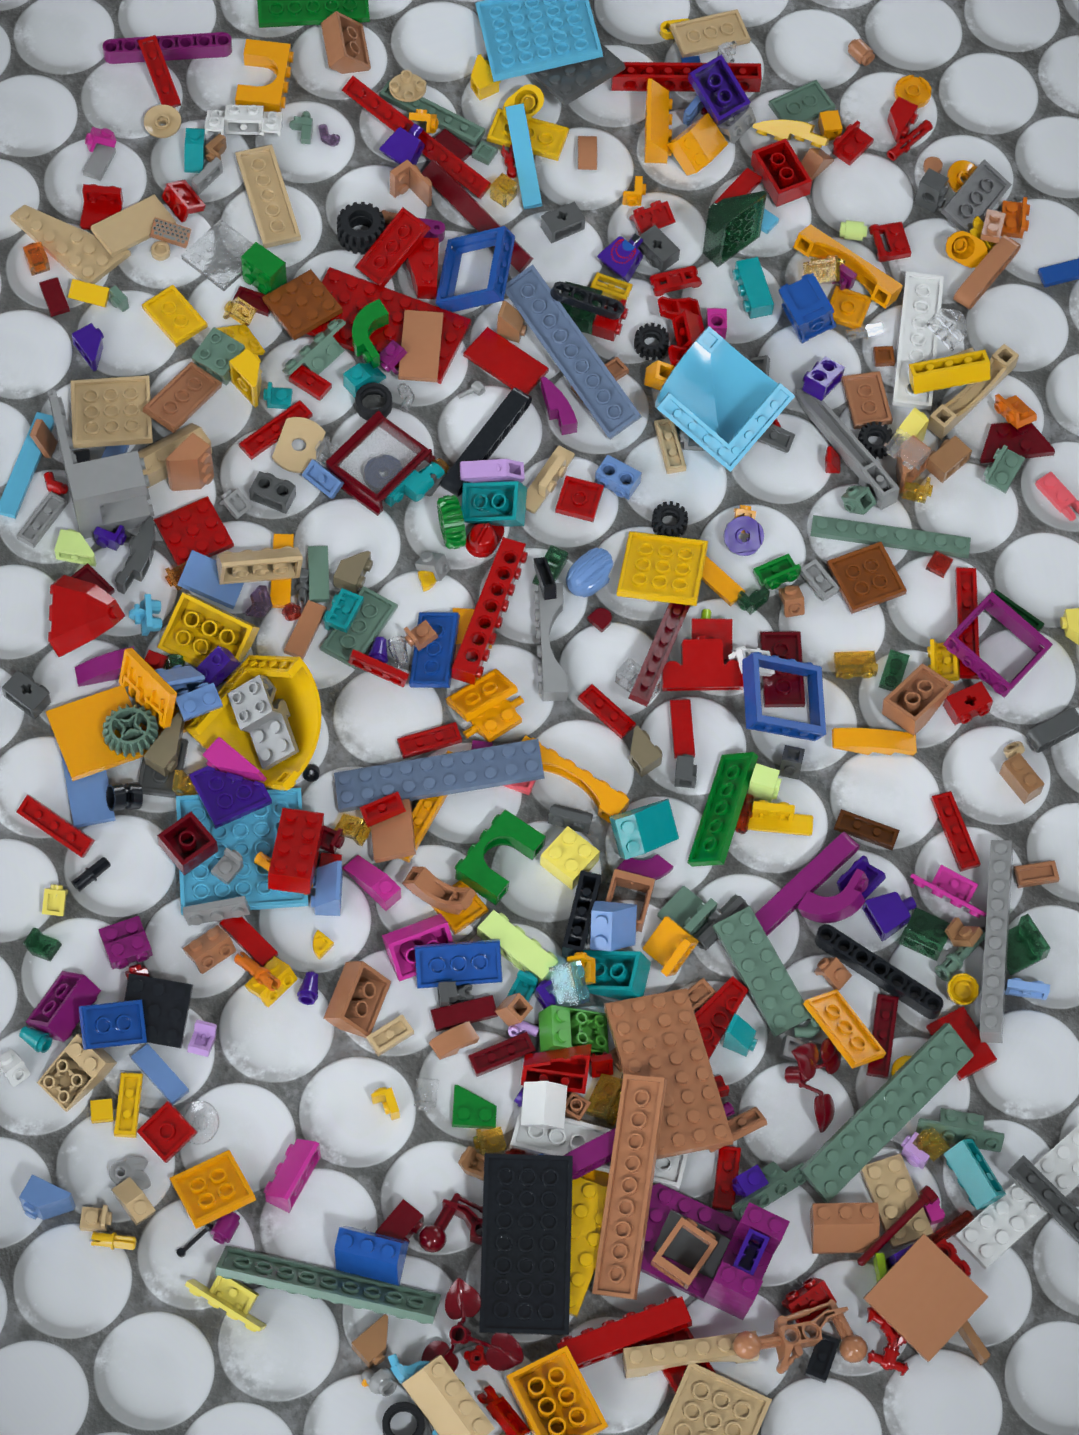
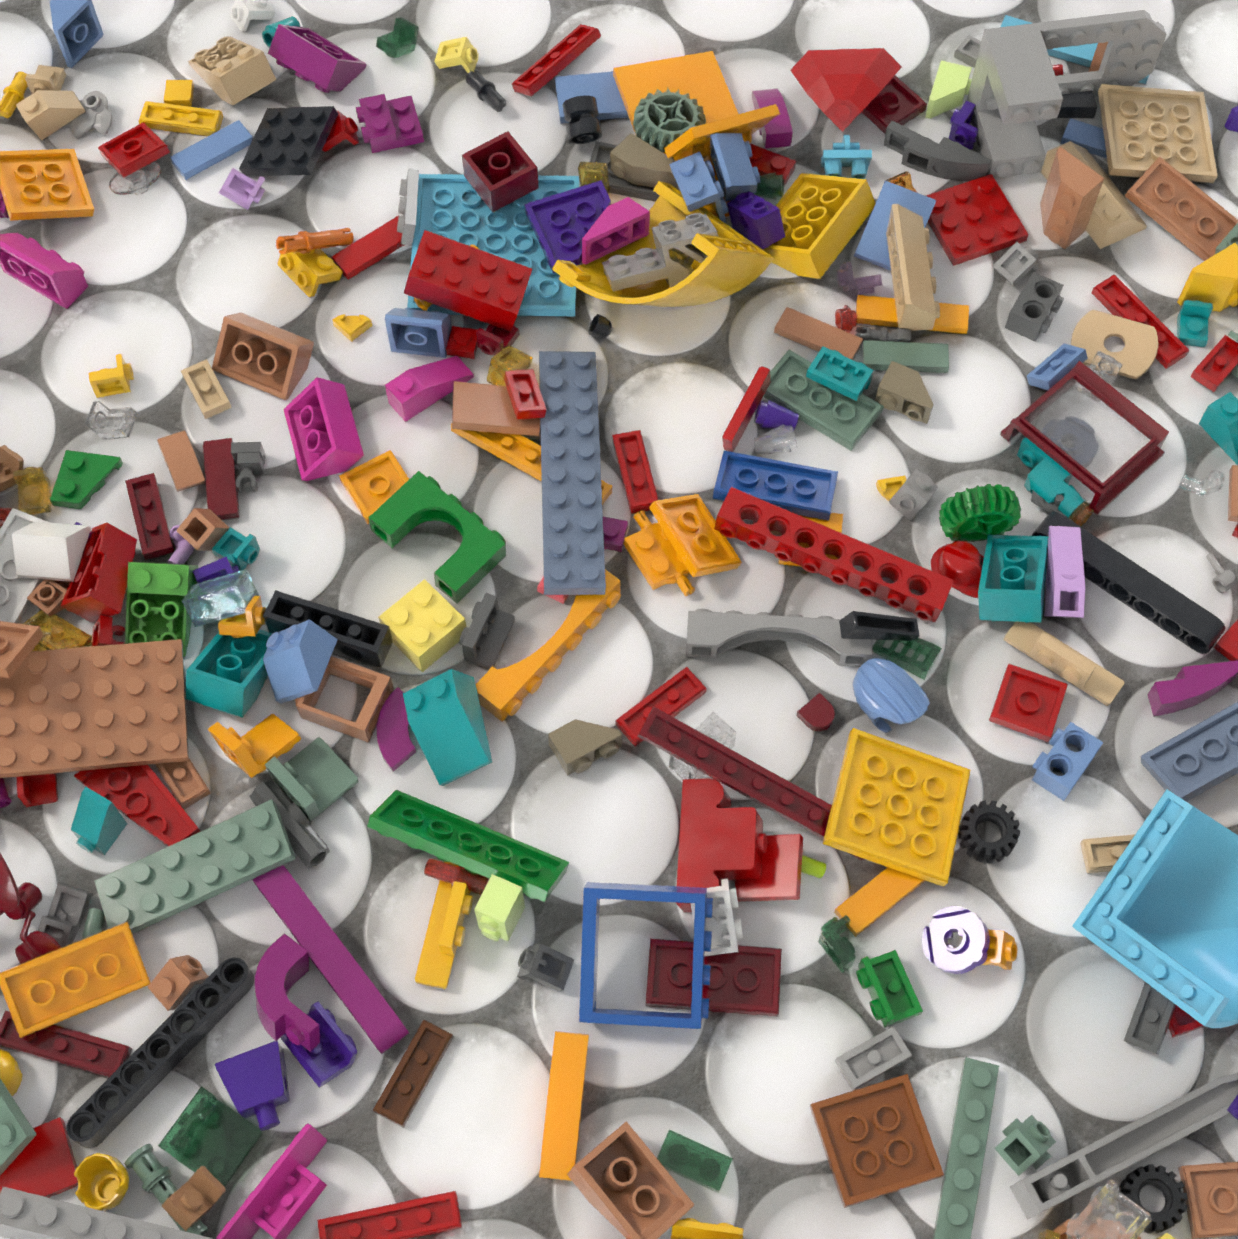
camera: 100 degrees right, 0 degrees up
(26, 694) = (738, 35): dark grey brick -> none
(112, 1024) = (266, 84): blue tile -> none
(210, 949) = (364, 203): nougat bracket -> none
(228, 866) = (467, 220): light grey bracket -> none
(308, 990) = (289, 304): dark purple cone -> none
(370, 389) = (1202, 424): black tyre -> none
(420, 635) = (794, 463): nougat bracket -> none
(437, 893) = (393, 450): nougat arch -> none
(459, 962) = (285, 471): blue tile -> none
(516, 946) = (300, 546): yellowish green brick -> none
(682, 727) = (621, 810): red tile -> none
(685, 772) = (544, 801): dark grey brick -> none
(792, 600) = (837, 1007): nougat bracket -> none
(832, 461) = (1107, 1115): red slope -> none
(855, 664) = (713, 1098): clear yellow bracket -> none

